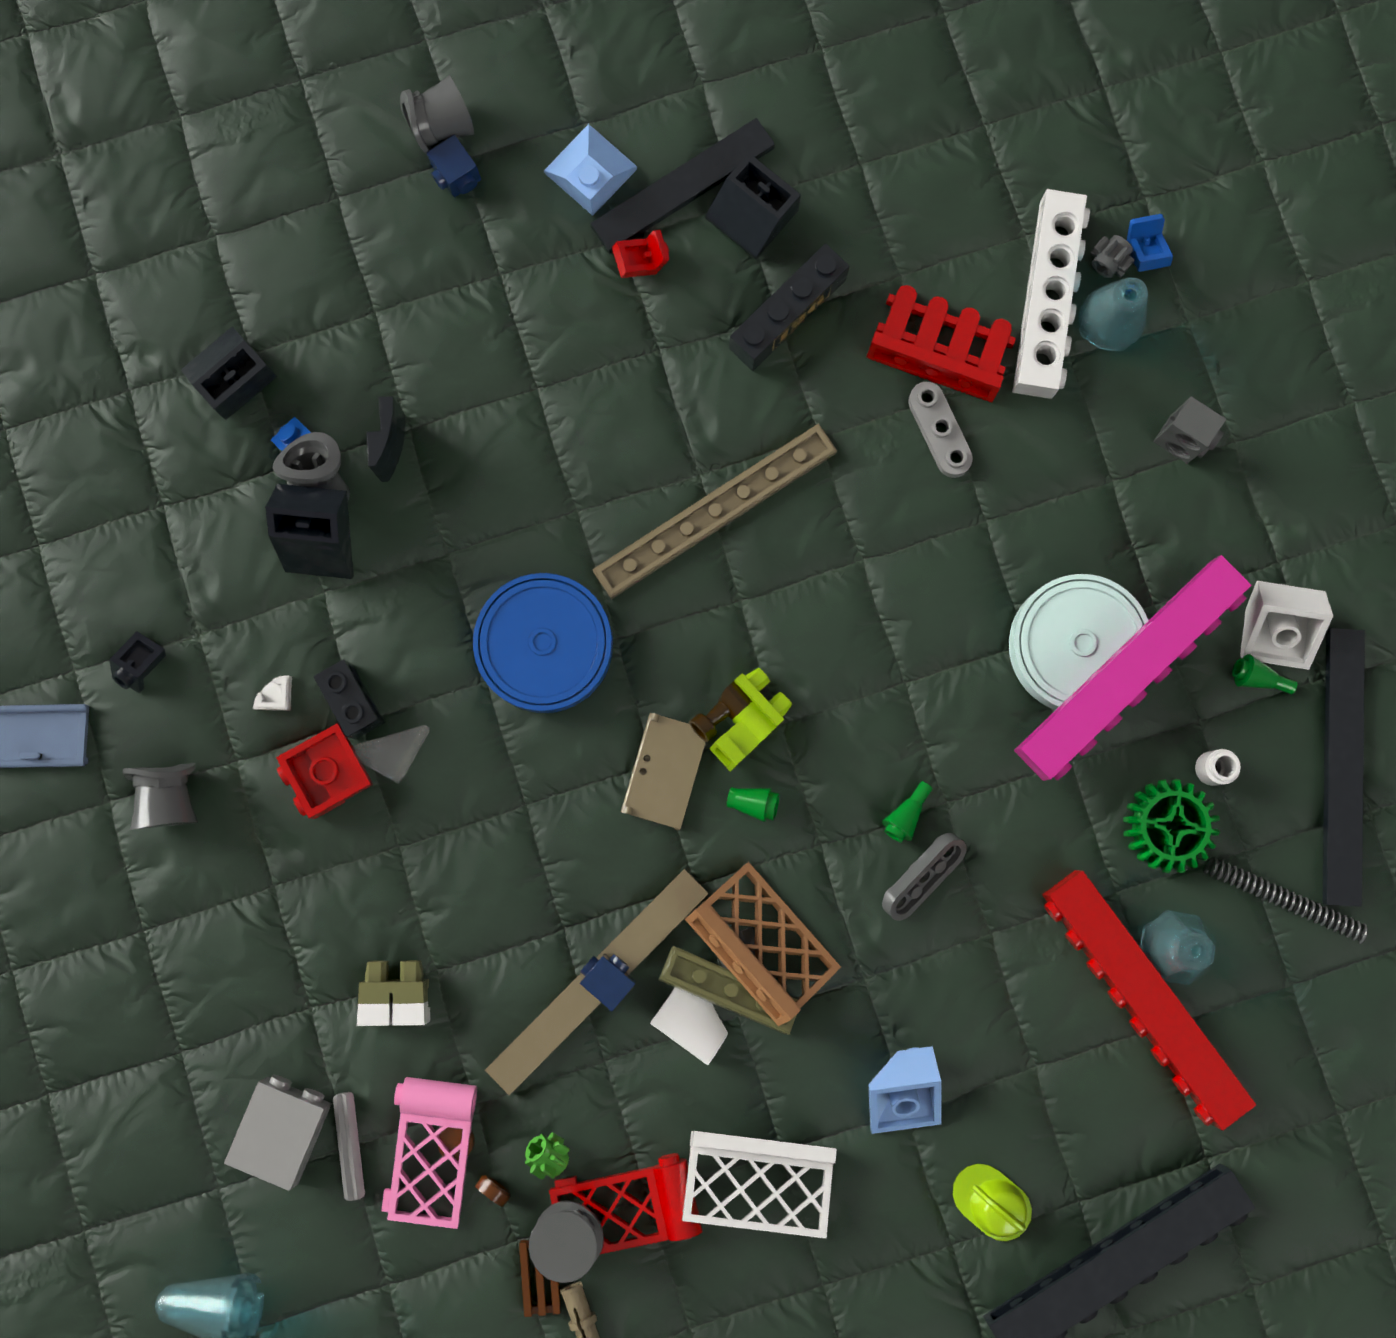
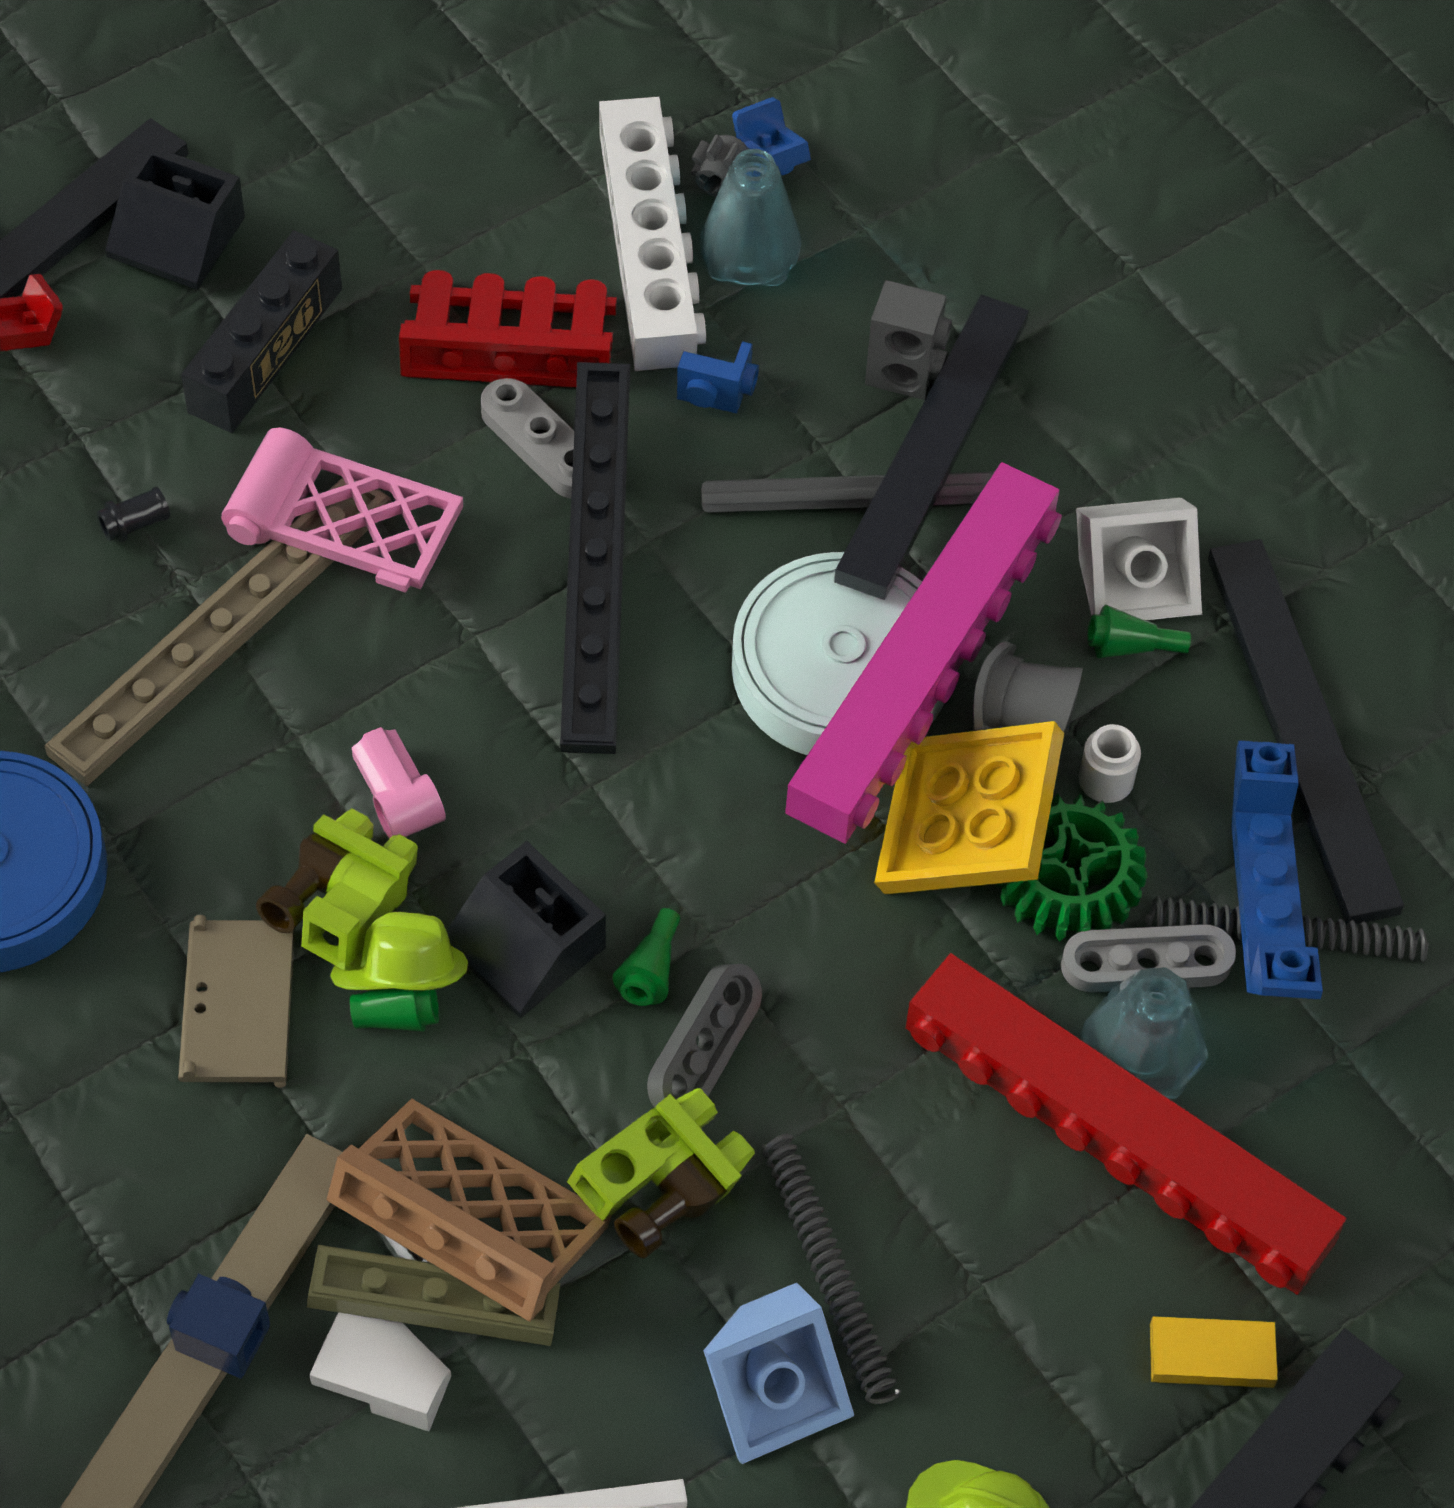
camera: 20 degrees left, 25 degrees down
(679, 419) = (132, 514): none -> black pin
(764, 780) = (403, 954): none -> lime piece
(771, 425) = (284, 474): none -> bright pink piece
(791, 665) = (400, 794): none -> bright pink piece
(839, 779) = (527, 929): none -> black slope
(881, 945) = (674, 1155): none -> lime hips
(951, 529) = (595, 559): none -> black tile
(954, 1031) = (826, 1244): none -> dark grey piece
(1059, 423) = (717, 382): none -> blue bracket
(1126, 524) = (823, 492): none -> dark grey axle
(1127, 781) = (971, 809): none -> yellow plate
(1152, 1148) = (1213, 1352): none -> yellow tile
(1180, 715) = (1023, 692): none -> dark grey hat
(1181, 511) = (931, 448): none -> black tile
(1211, 901) = (1171, 947): none -> light grey plate
(1284, 881) = (1268, 876): none -> blue slope

